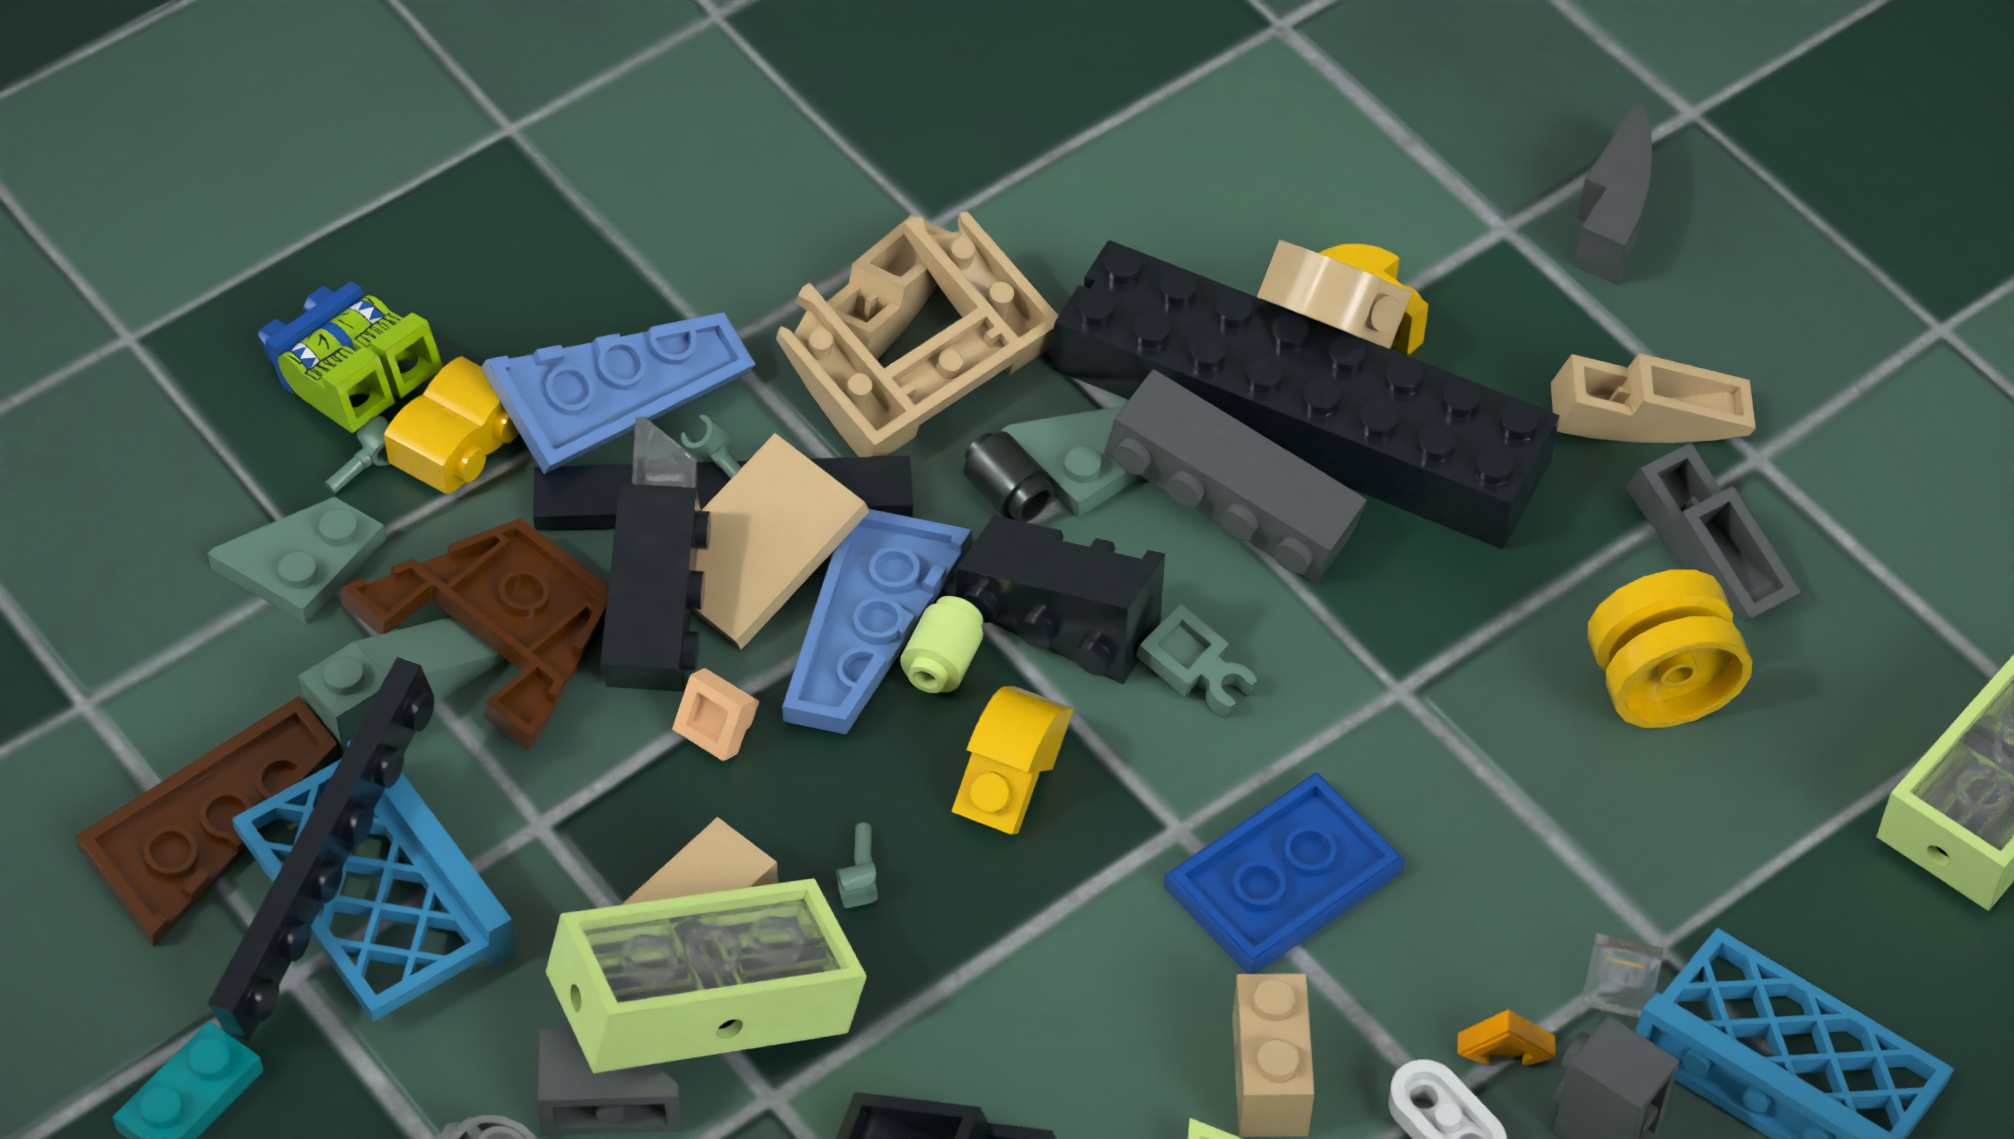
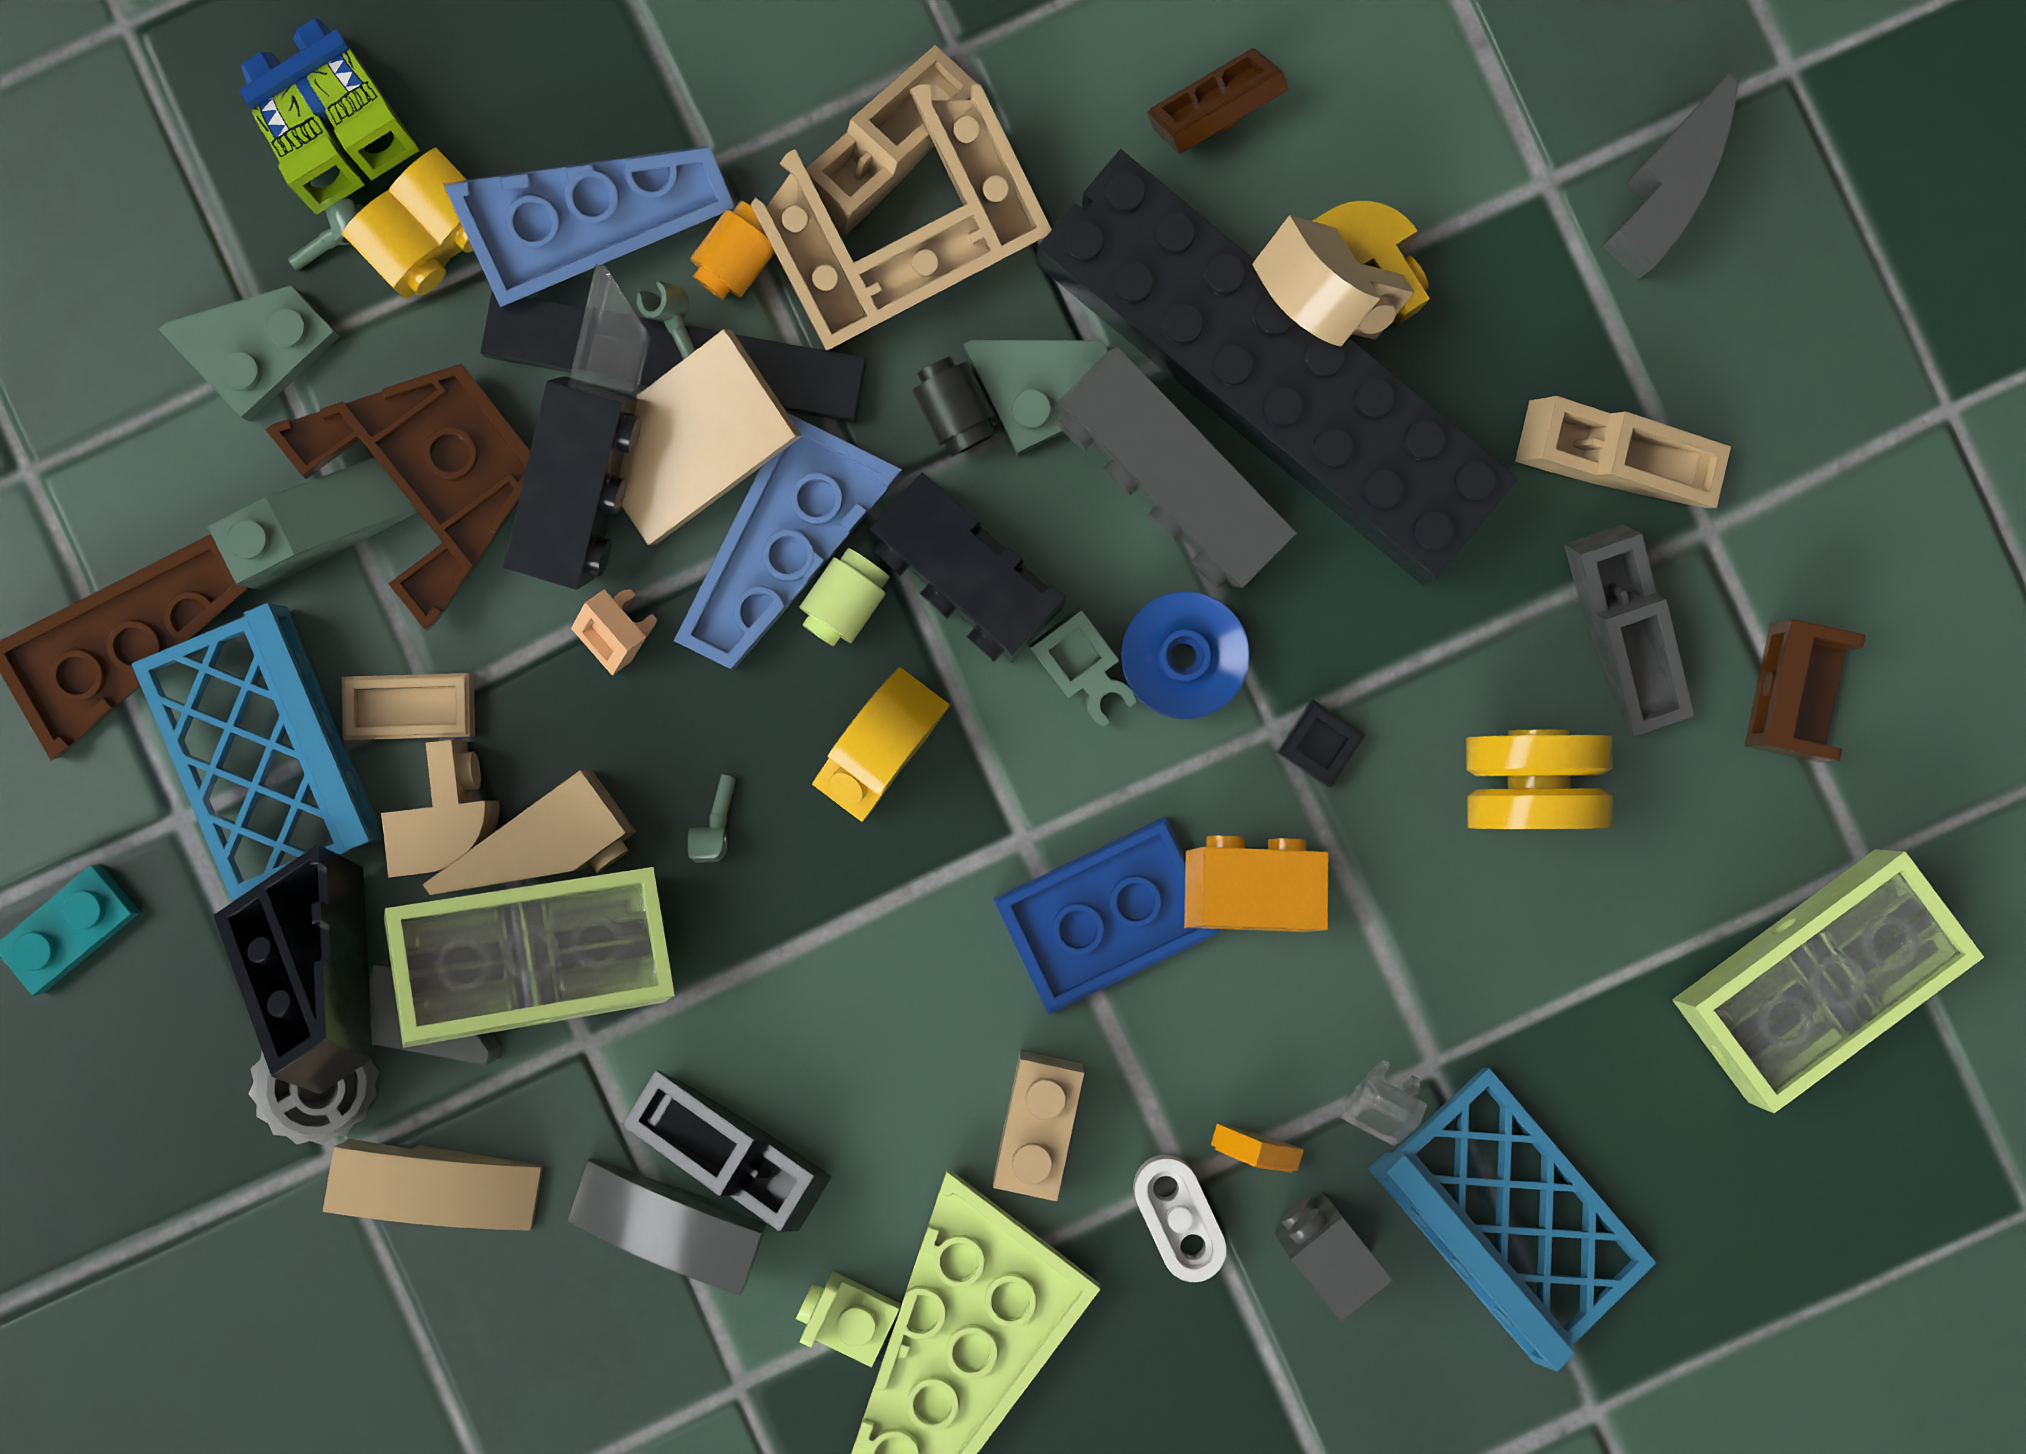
camera: 15 degrees right, 35 degrees up
(317, 858) = (212, 719): black plate -> none
(464, 1034) = (305, 967): none -> black wedge
(520, 826) = (408, 706): none -> tan tile
(586, 886) = (439, 835): none -> tan brick
(763, 395) = (732, 253): none -> light orange brick
(1184, 210) = (1217, 100): none -> reddish brown plate
(1295, 610) = (1218, 648): none -> blue dish
(1427, 801) = (1256, 887): none -> light orange brick
(1449, 688) = (1320, 743): none -> black tile
(1893, 553) = (1799, 689): none -> reddish brown panel

